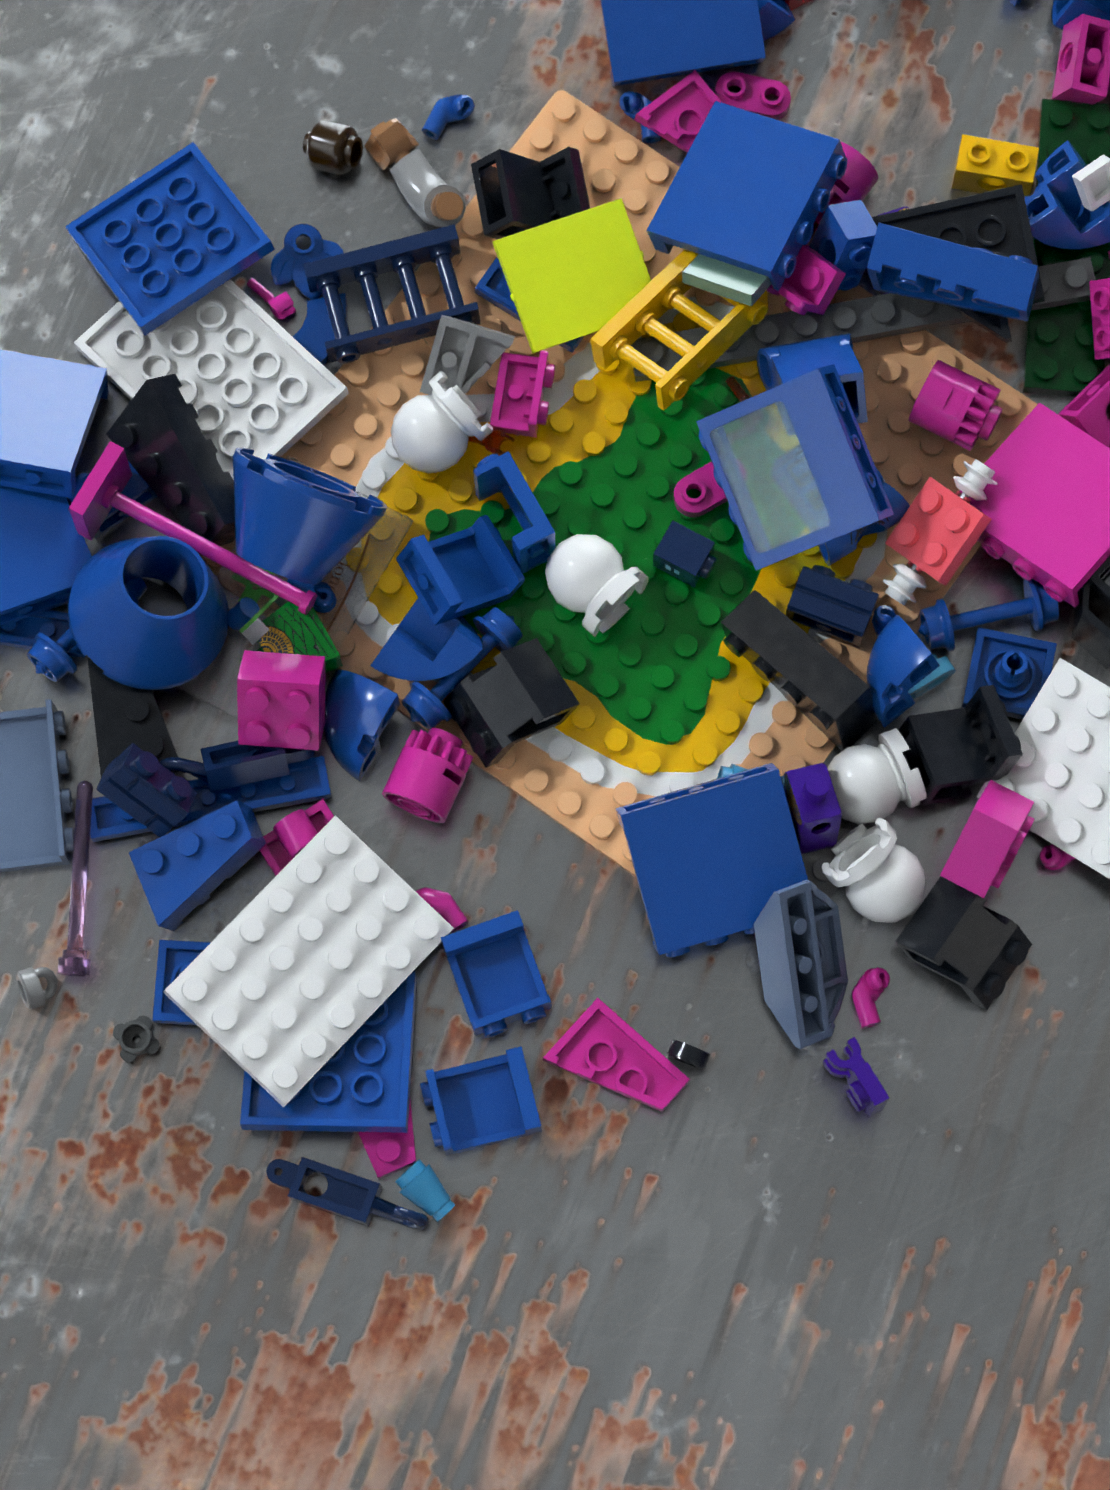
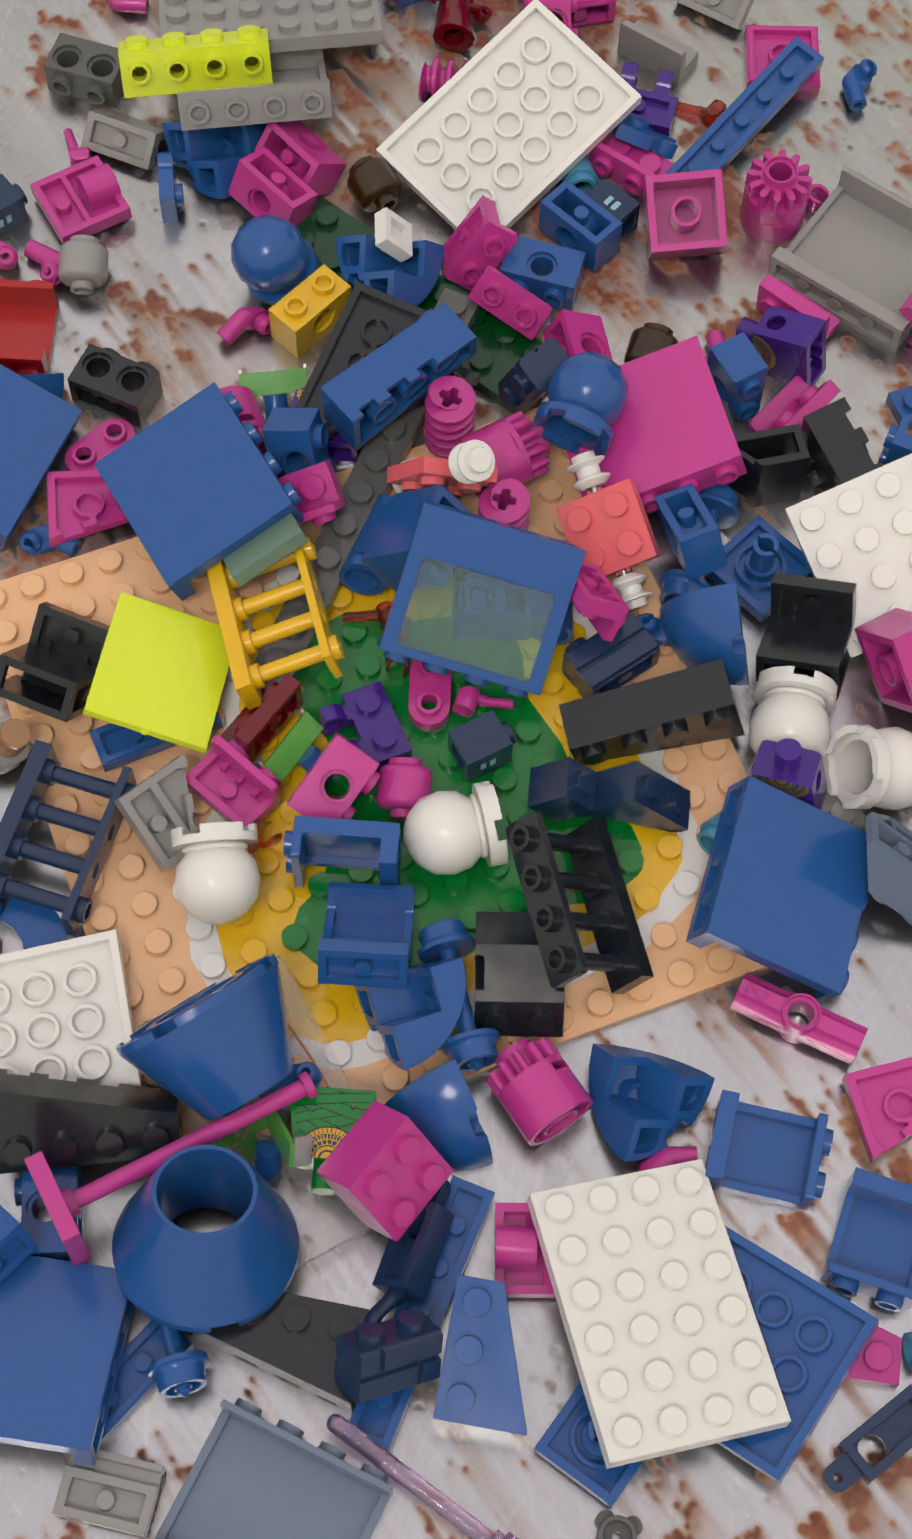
camera: 60 degrees left, 10 degrees down
(478, 857) = (642, 1098): none -> blue brick
(584, 419) = (295, 748): none -> bright green piece
(587, 379) = (259, 726): none -> dark red bracket
(591, 461) = (337, 758): none -> dark pink brick
(608, 517) = (402, 785): none -> dark pink head
(615, 732) = (604, 895): none -> black fence
(623, 961) = (825, 1030): none -> dark pink piece
(650, 464) = (373, 722): none -> dark purple plate
(708, 679) = (620, 793): none -> dark blue arch
(718, 520) = (469, 698): none -> dark pink hand
(811, 66) = (112, 391): none -> black brick
(862, 555) = (599, 601): none -> dark pink bracket
(885, 358) = (465, 471): none -> plate
(893, 442) = (506, 502): none -> dark pink piece
(903, 187) = (274, 385): none -> bright green piece
(948, 120) = (245, 319): none -> dark pink arm
(959, 338) = (448, 414): none -> dark pink piece
(981, 594) = (691, 531): none -> blue brick
(1016, 104) = (272, 257): none -> blue tile
(1036, 433) = (584, 400): none -> blue tile
(1045, 383) = (530, 377): none -> dark blue brick

